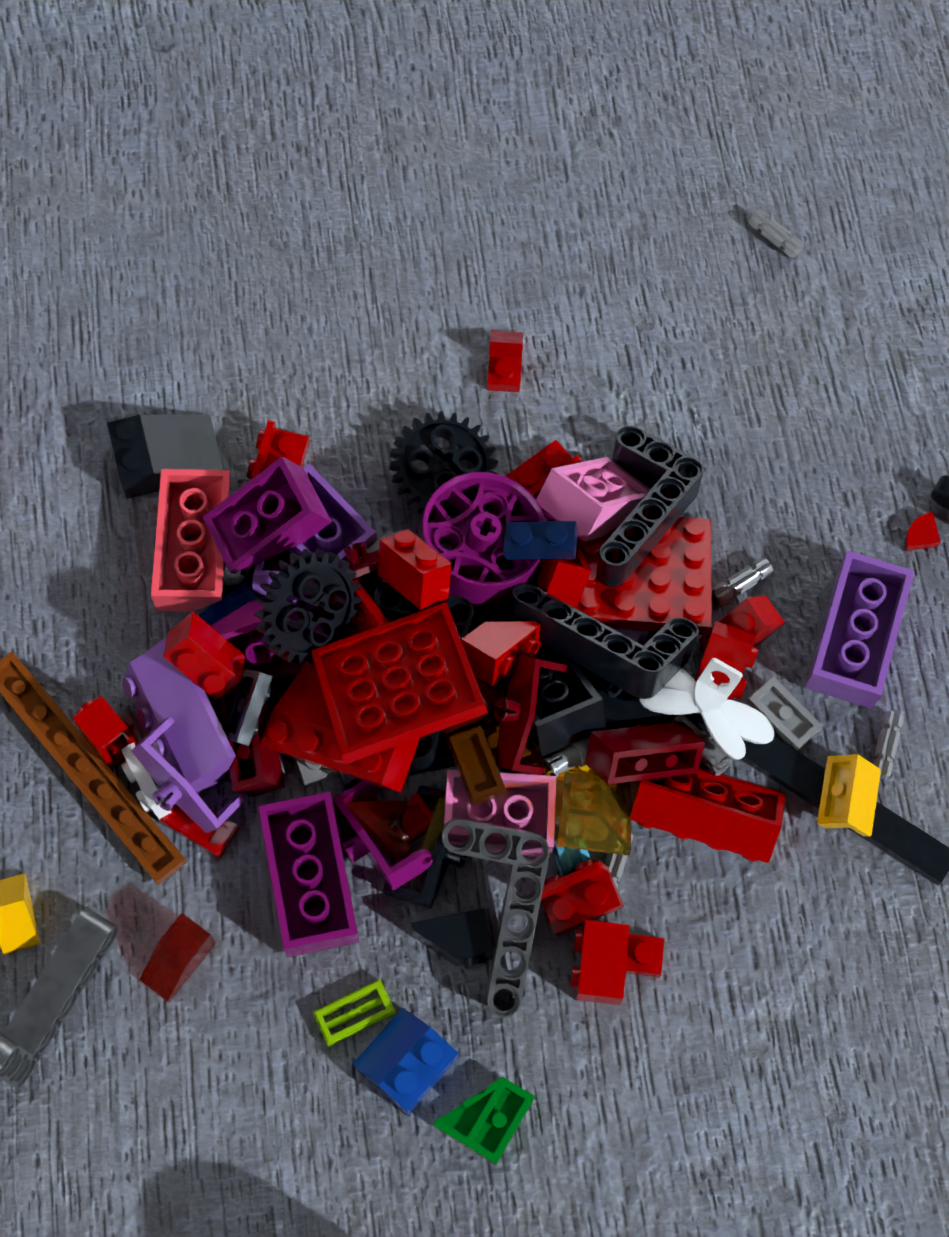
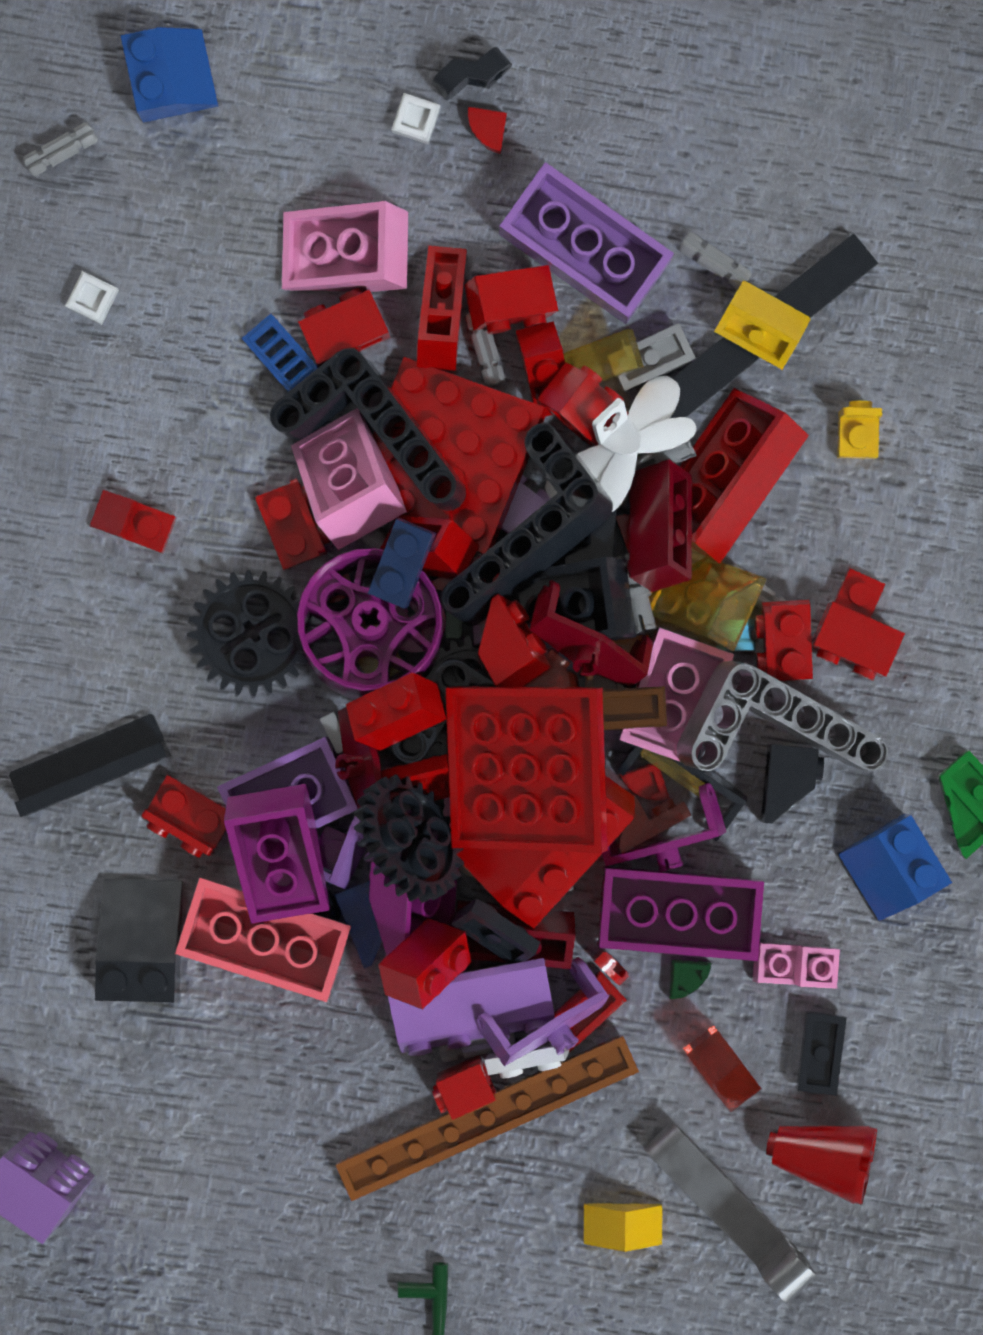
camera: 75 degrees left, 20 degrees up
(117, 1078) = (826, 1157): none -> red cone
(214, 1044) = (821, 1053): none -> black plate
(244, 832) = (610, 967): none -> red tile
(253, 904) = (687, 977): none -> dark green tile
(290, 999) = (797, 965): none -> bright pink slope
(298, 380) = (88, 765): none -> black panel
(342, 1035) = (823, 871): lime tile -> none
(670, 285) = (92, 298): none -> white tile
(688, 434) = (291, 345): none -> blue slope
(724, 470) = (349, 324): none -> red brick
(758, 535) = (441, 308): none -> red slope
(772, 674) = (608, 356): none -> clear yellow tile
(782, 452) = (345, 248): none -> bright pink slope
(789, 910) = (858, 431): none -> yellow bracket
(791, 583) = (511, 298): none -> red brick
(866, 287) = (169, 72): none -> blue slope
(906, 478) = (416, 118): none -> white tile

